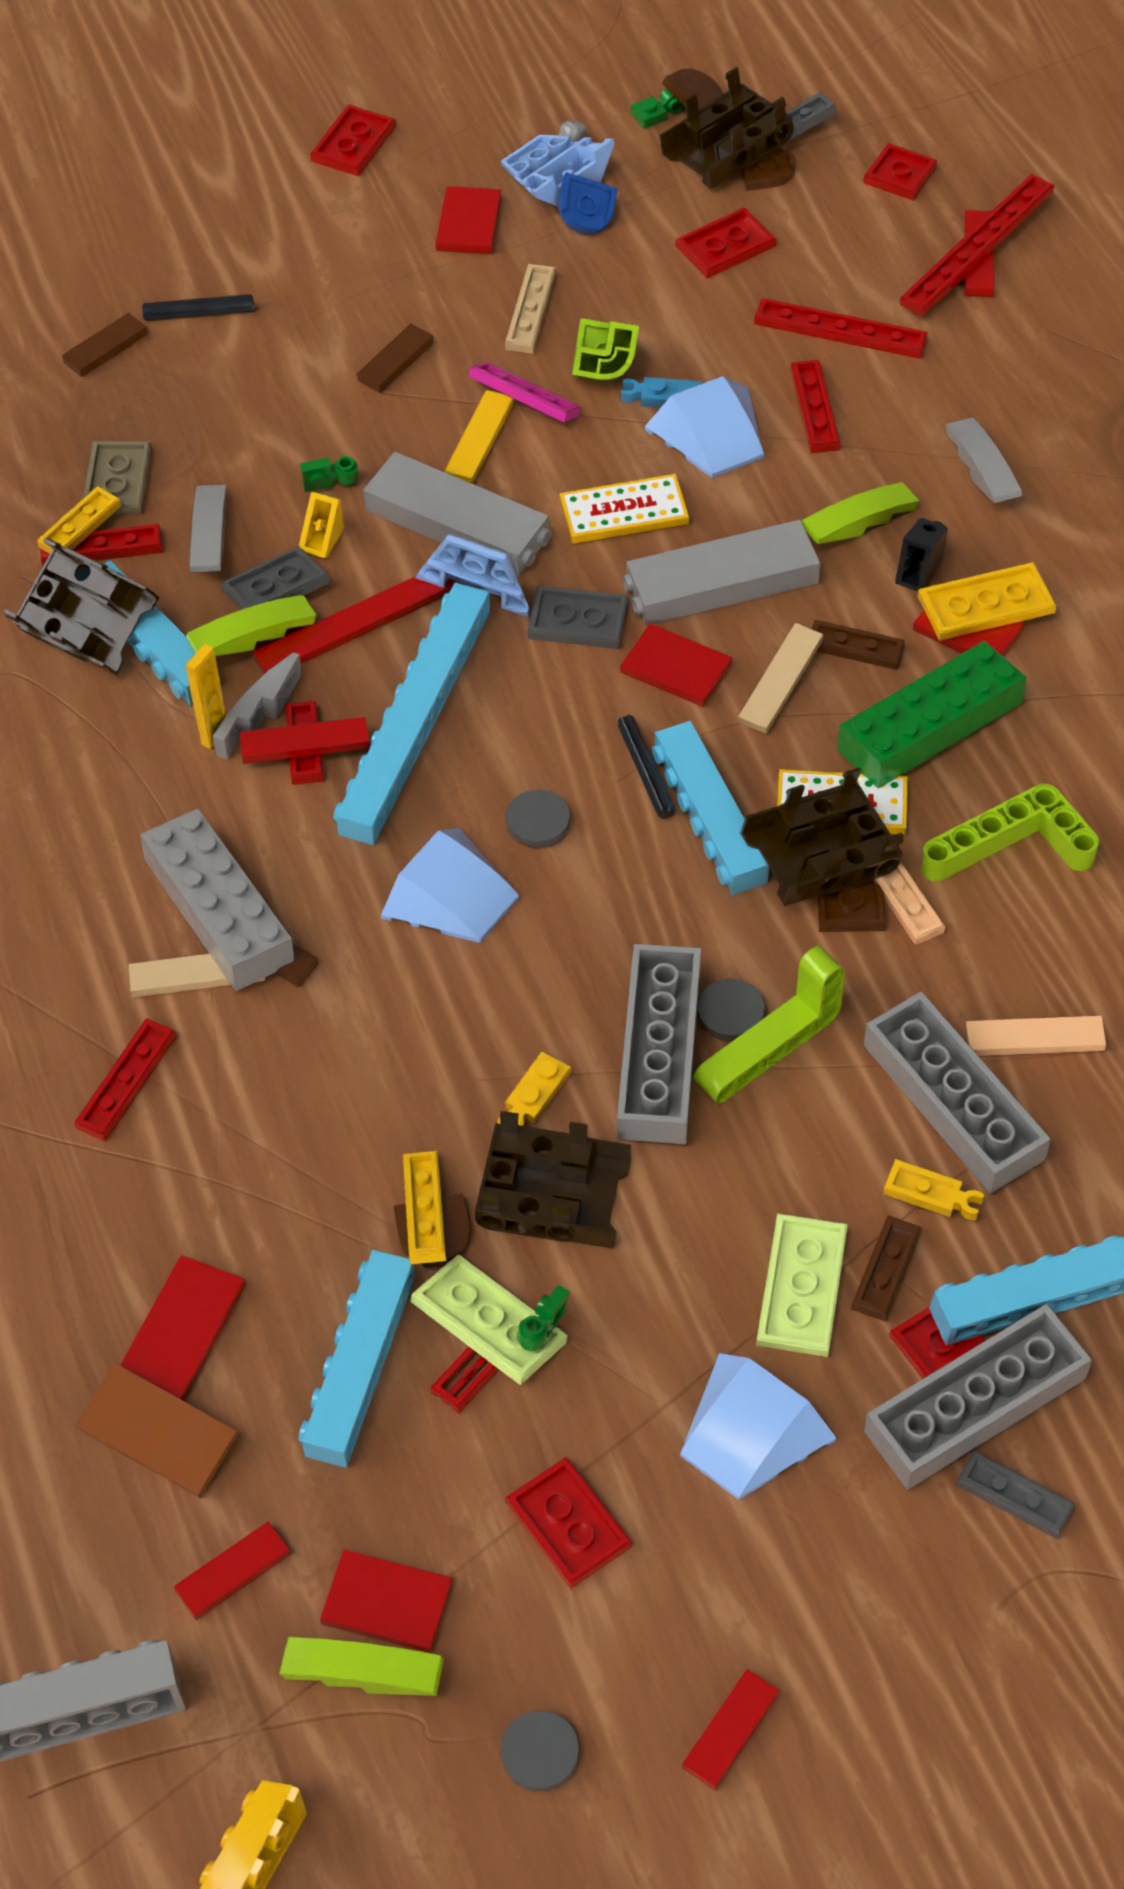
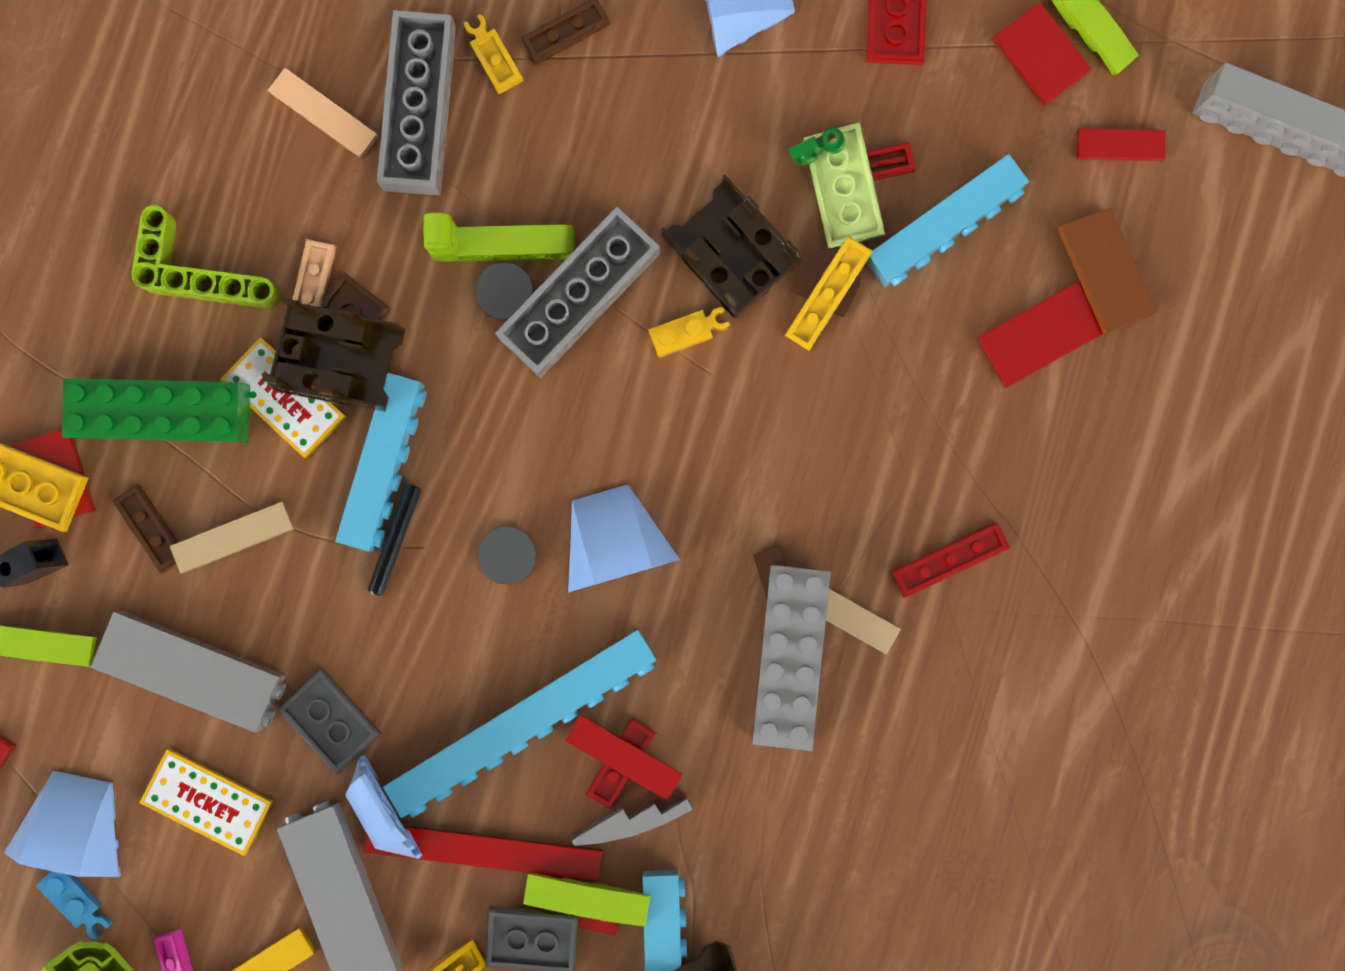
camera: 145 degrees left, 30 degrees up
(206, 693) = (680, 835): yellow tile -> none
(676, 664) = (295, 615): red tile -> none
(802, 1285) = (627, 61): yellowish green tile -> none

